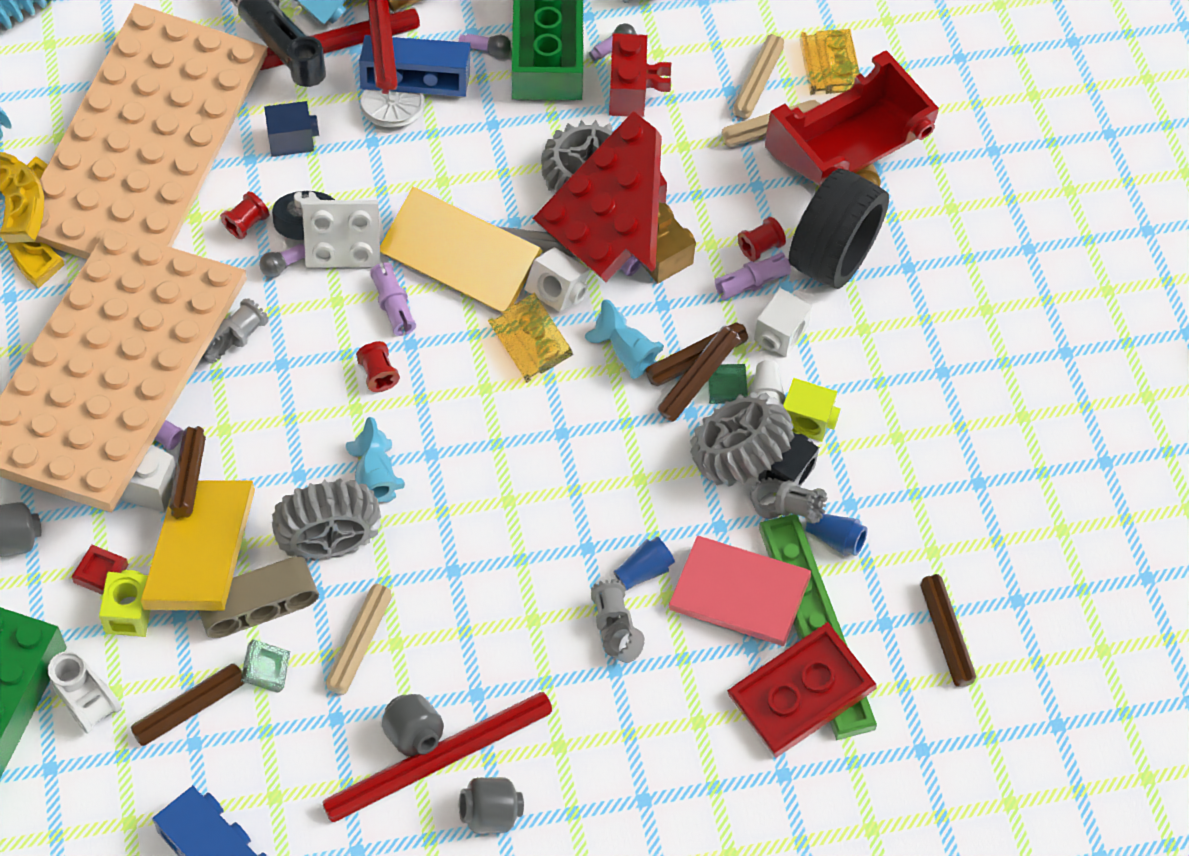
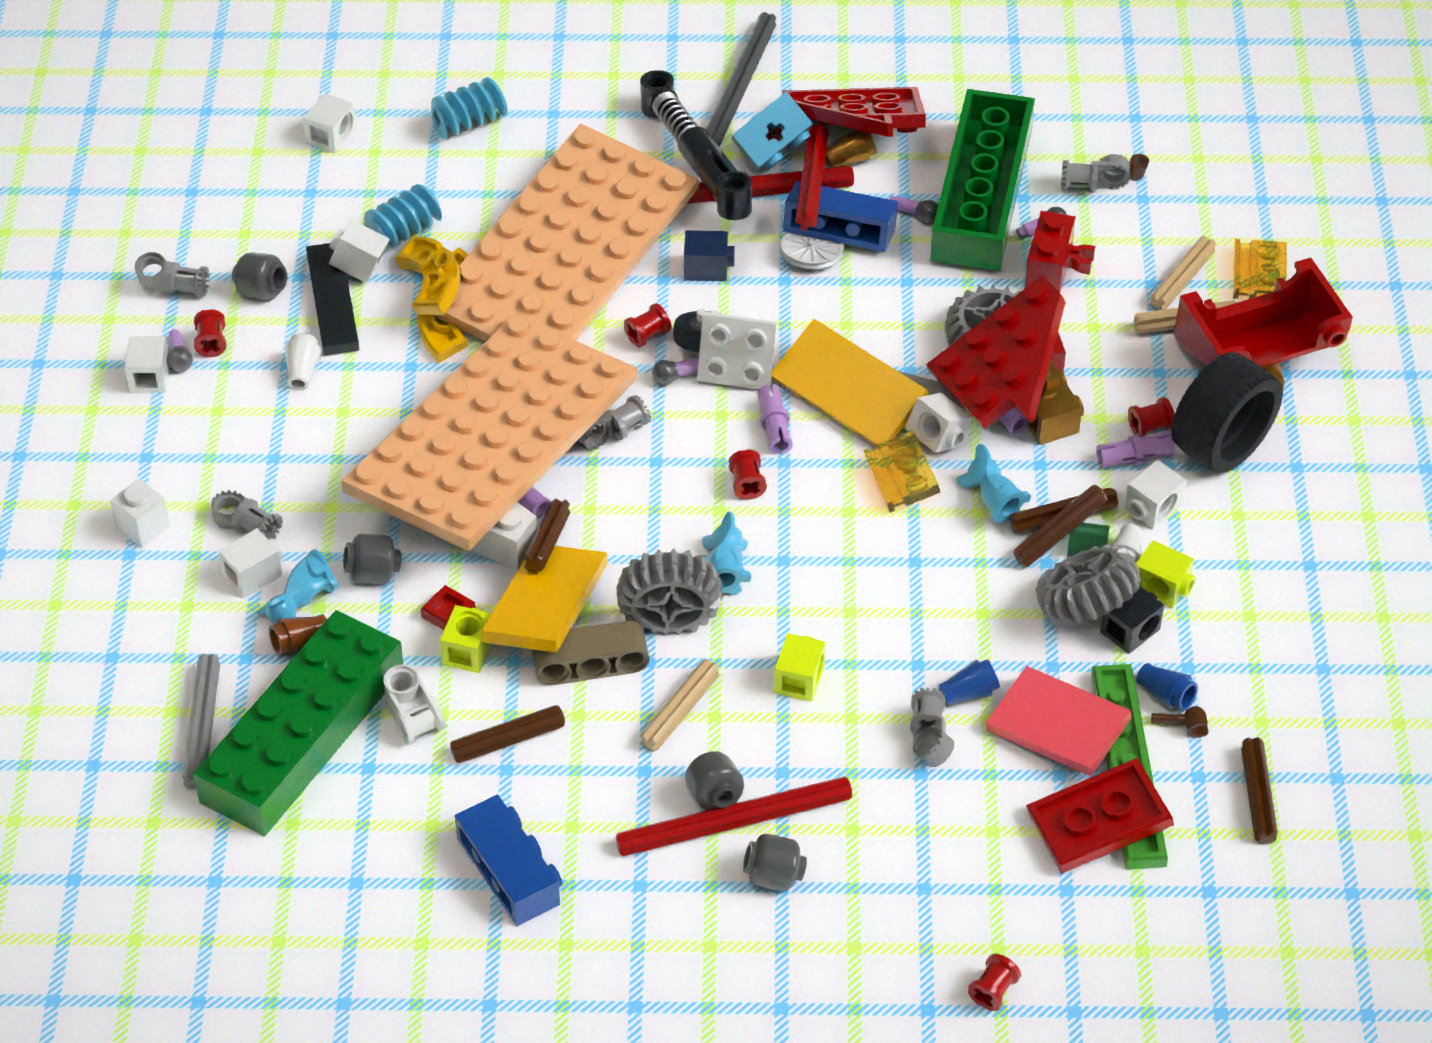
camera: 15 degrees right, 10 degrees down
(265, 666) = (586, 712): clear green tile -> none
(472, 575) = (799, 667): none -> neon yellow brick
(788, 500) = (1123, 647): light grey connector -> none
(870, 563) = (1194, 719): none -> reddish brown hand

